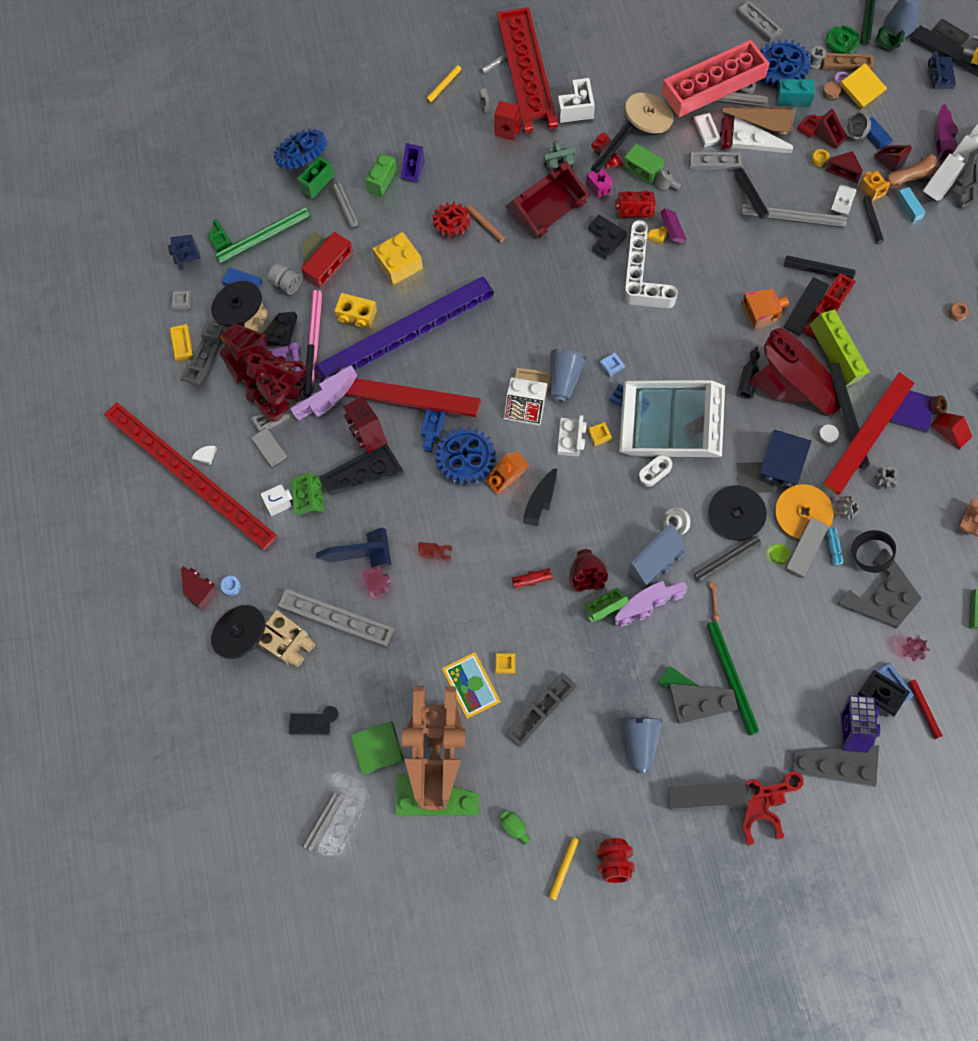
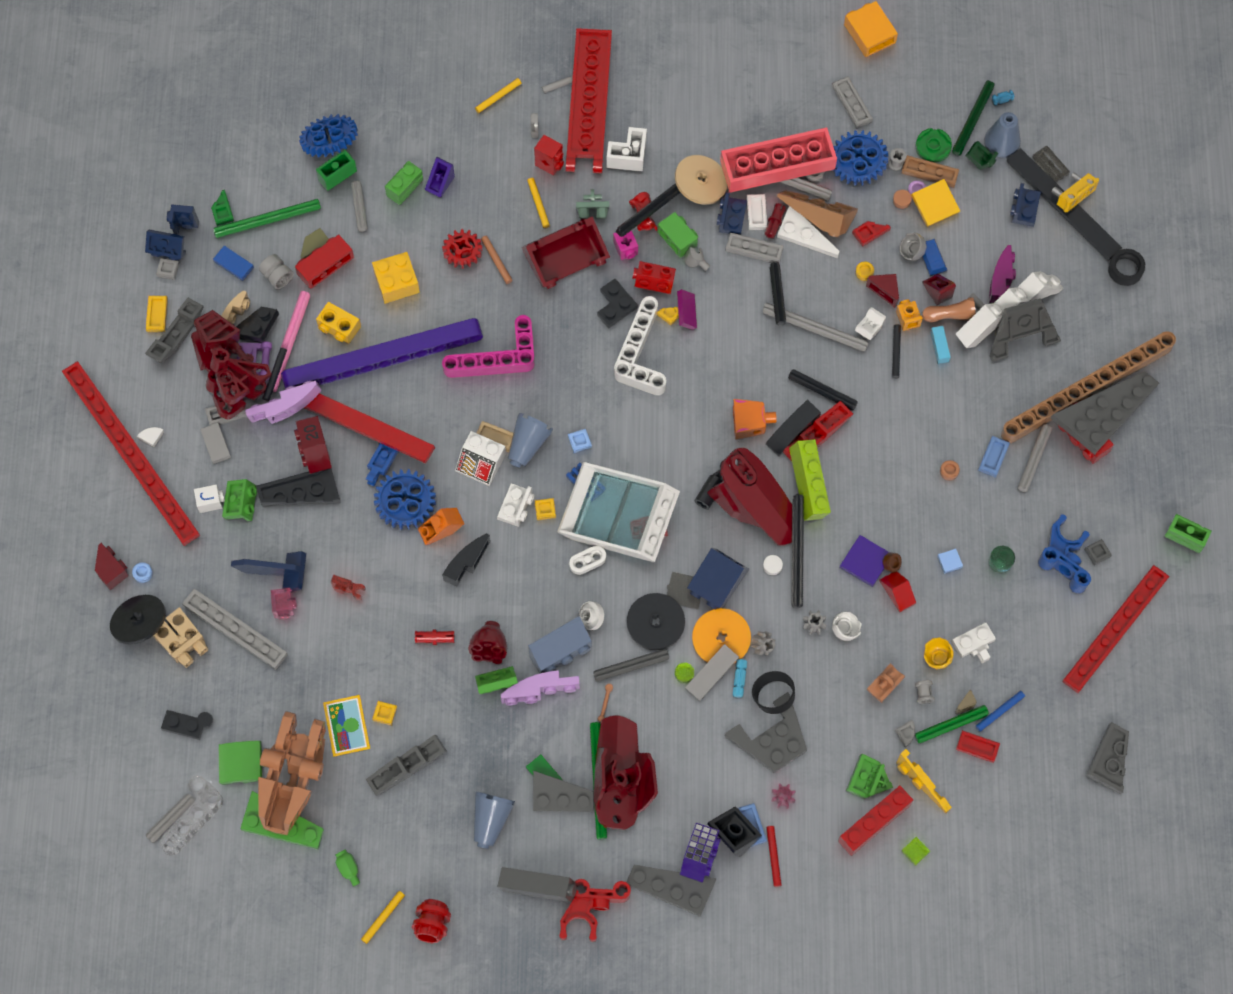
camera: 10 degrees right, 0 degrees up
(173, 277) = (164, 244): none -> dark blue bracket
(248, 302) = (212, 297): black piece -> none
(508, 166) = (538, 202): none -> yellow bar
(513, 307) = (496, 357): none -> dark pink beam
(686, 137) = (732, 215): none -> dark blue bracket
(757, 666) = (622, 774): none -> dark red piece
(795, 92) = (860, 194): teal brick -> none
(830, 129) = (884, 244): dark red slope -> none
(868, 433) = (809, 573): red tile -> none
(918, 473) = (846, 626): none -> white hair

